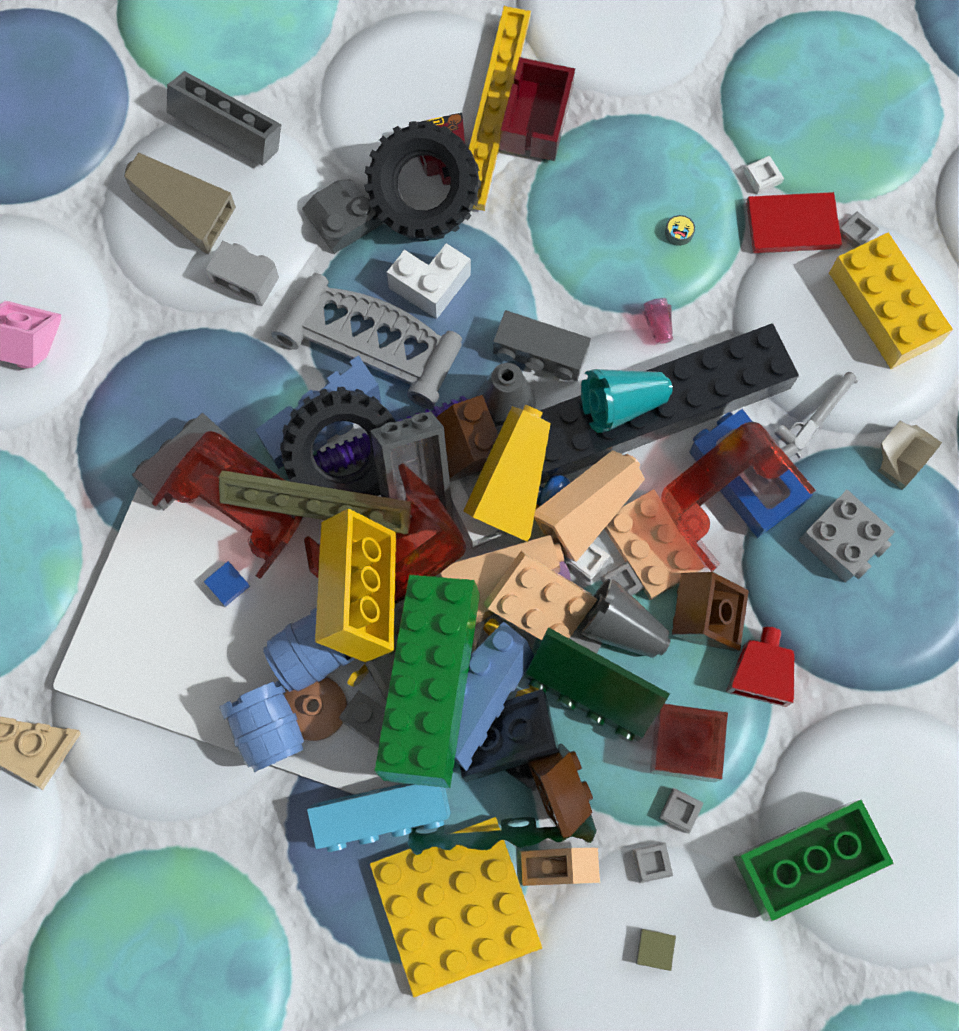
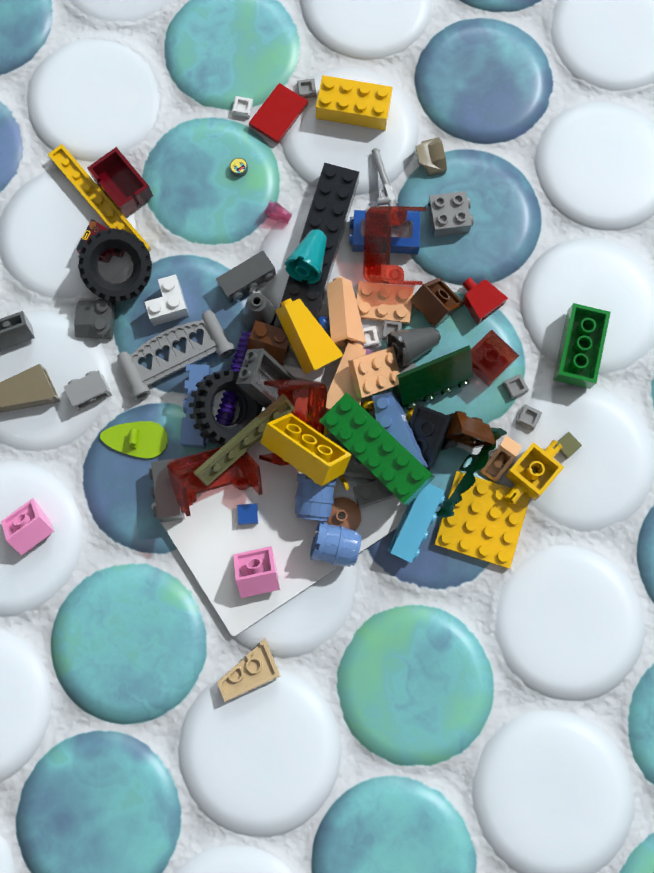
camera: 50 degrees left, 5 degrees up
(154, 651) = (256, 572): none -> bright pink slope
(227, 377) = (137, 439): none -> lime shield
(591, 910) = (525, 480): none -> yellow brick

